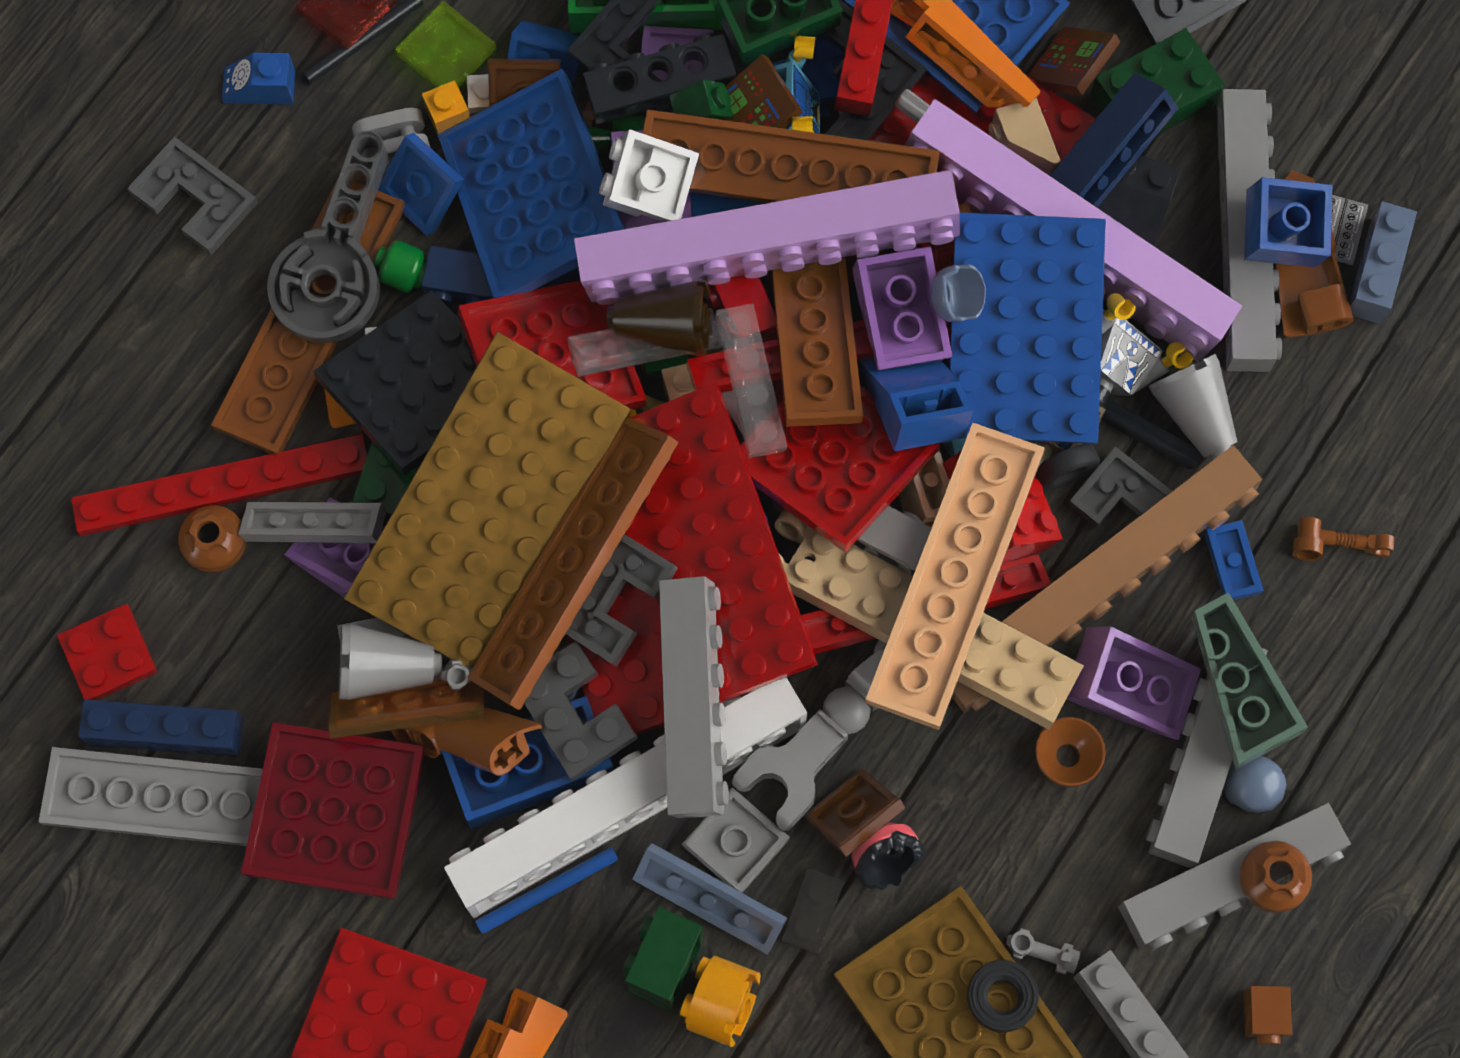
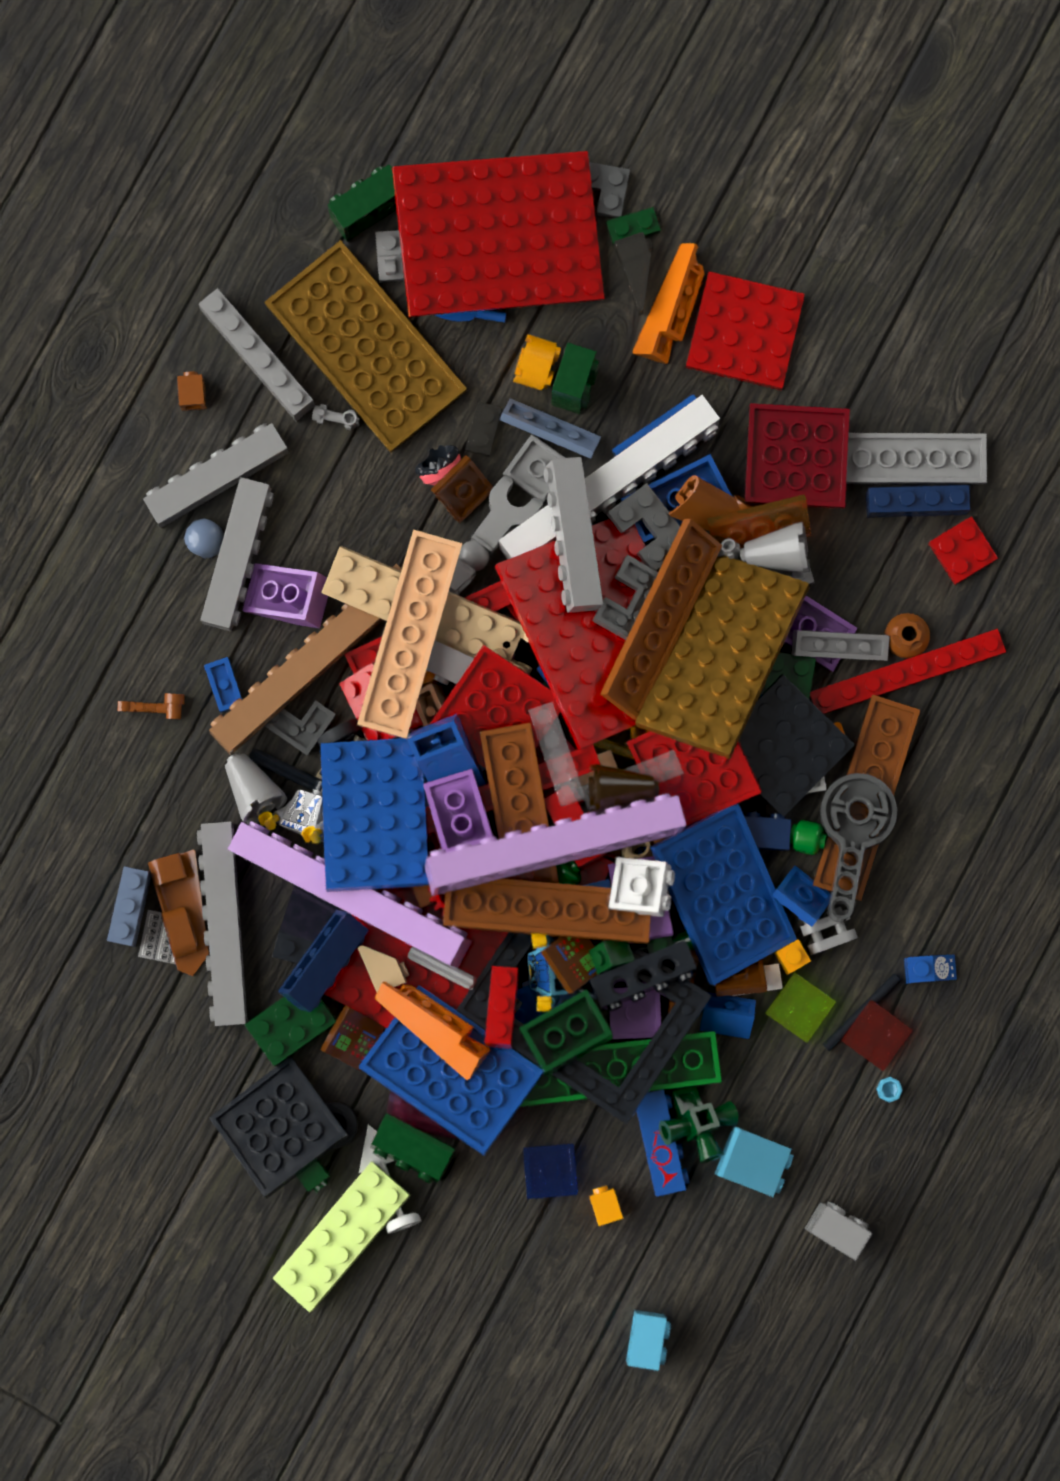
camera: 175 degrees right, 10 degrees up
(222, 198) = (970, 896): dark grey plate -> none
(958, 293) = (423, 820): sand blue hair -> none
(1027, 996) = (370, 393): black tyre -> none
(1083, 739) = (319, 532): dark orange piece -> none
(1247, 690) = (213, 583): sand green wedge -> none
(1260, 887) = (199, 481): dark orange piece -> none
(1288, 222) = (197, 916): blue brick -> none

